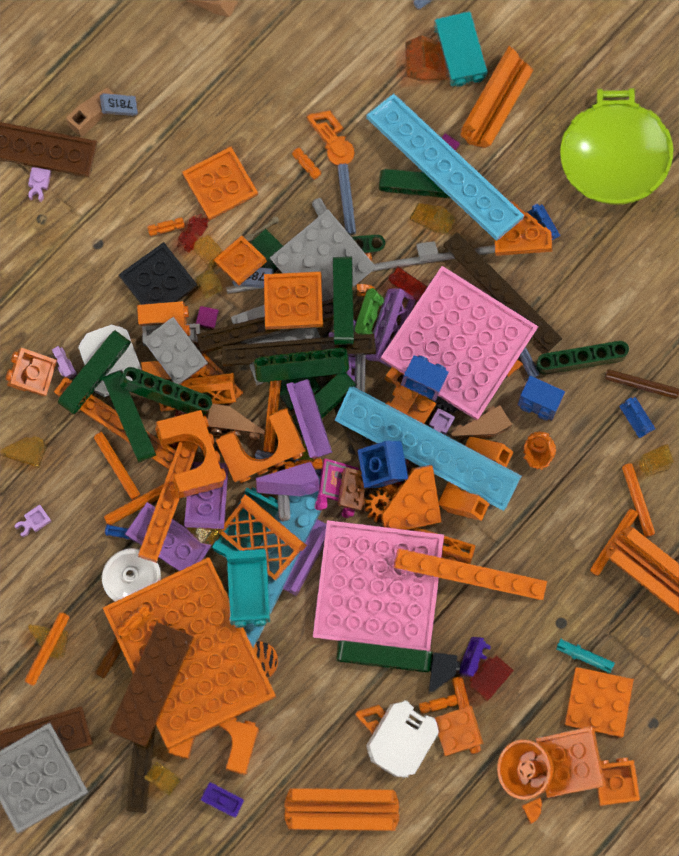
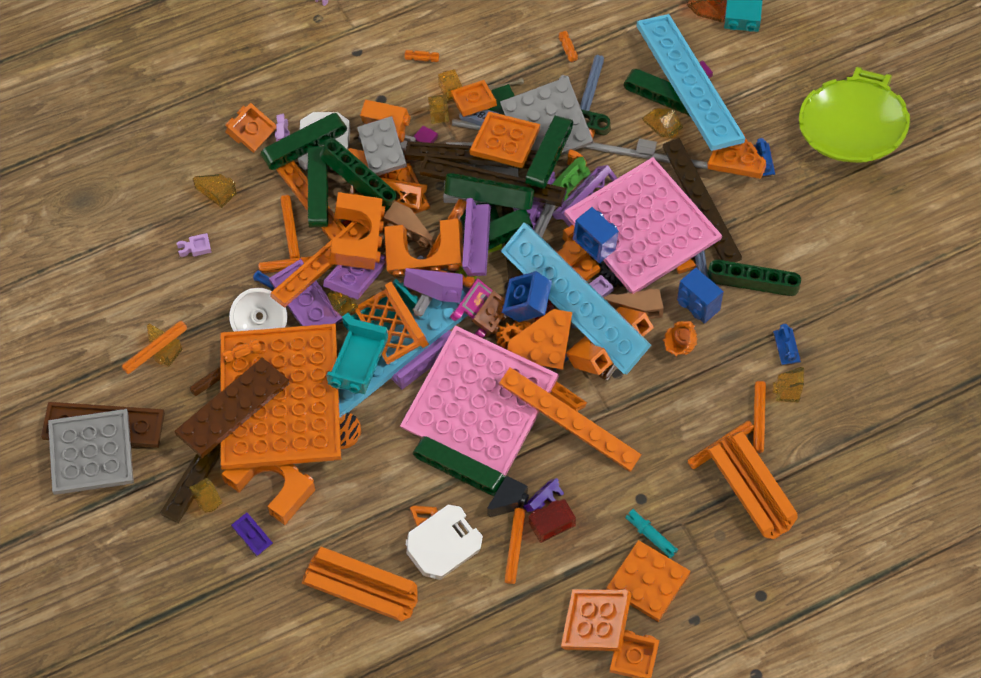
camera: 25 degrees right, 15 degrees down
(158, 278) = (397, 88): black plate -> none
(187, 237) = (448, 62): clear red hinge -> none
(220, 183) = (484, 37): orange plate -> none
(338, 149) = (601, 42): orange piece -> none
(407, 283) = (615, 163): clear red hinge -> none
(438, 704) = (492, 526): orange axle -> none
(458, 731) = (500, 555): orange plate -> none
(496, 100) = (759, 47): orange piece -> none
(517, 773) = (549, 608): orange piece -> none
(533, 810) = (543, 654): orange tile -> none
(642, 384) = (803, 319): reddish brown axle -> none

